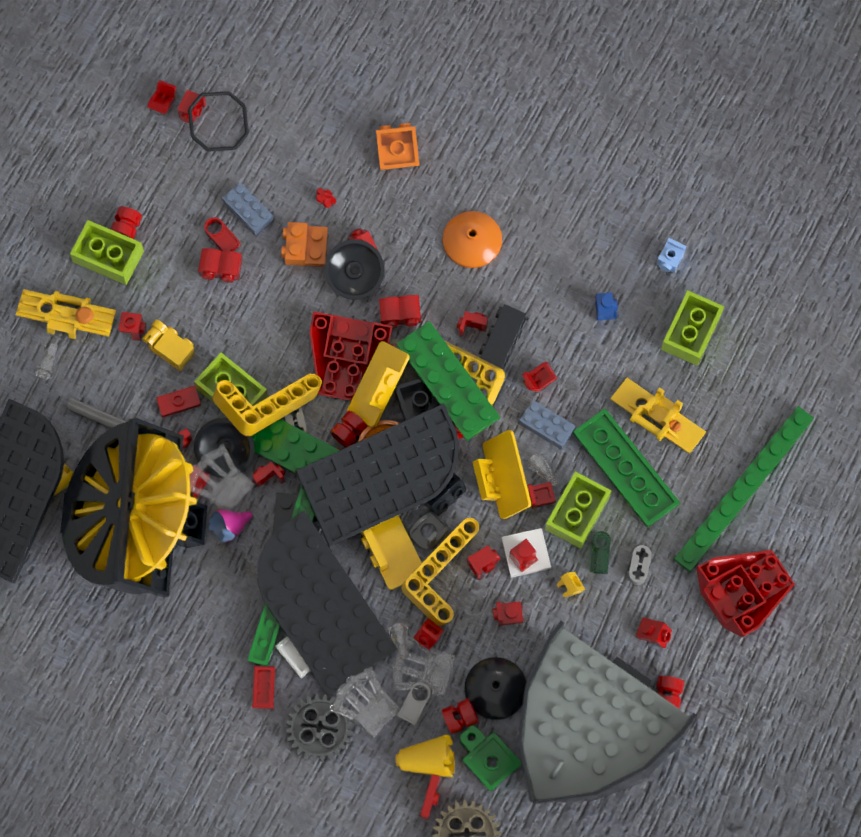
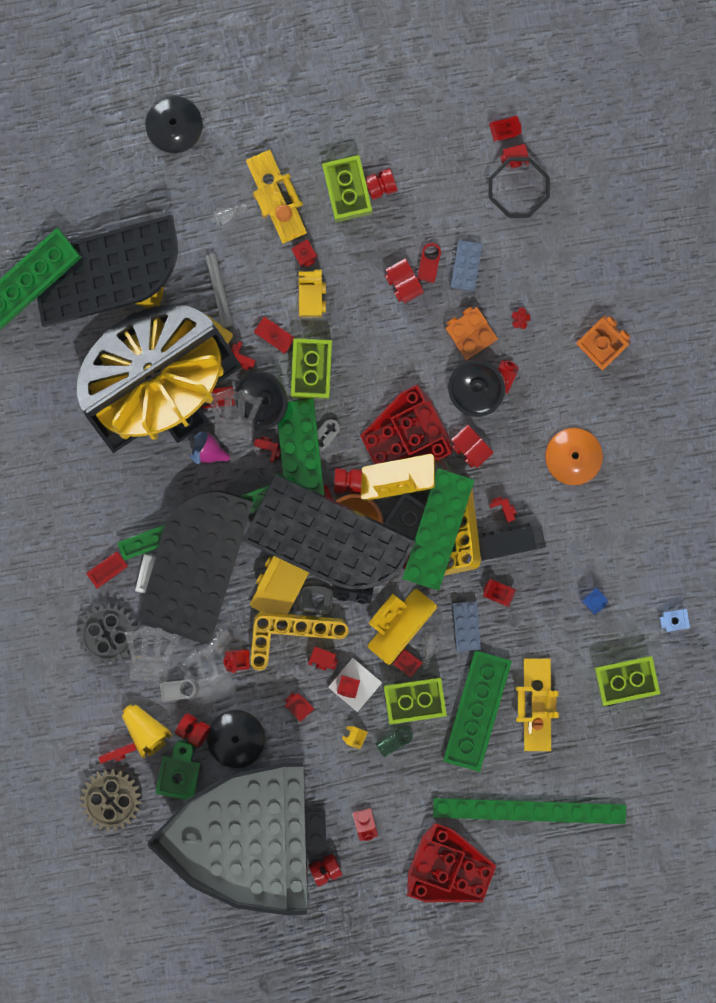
camera: 55 degrees right, 15 degrees up
(274, 407) = (316, 411): yellow beam -> none
(635, 563) = (412, 780): light grey beam -> none

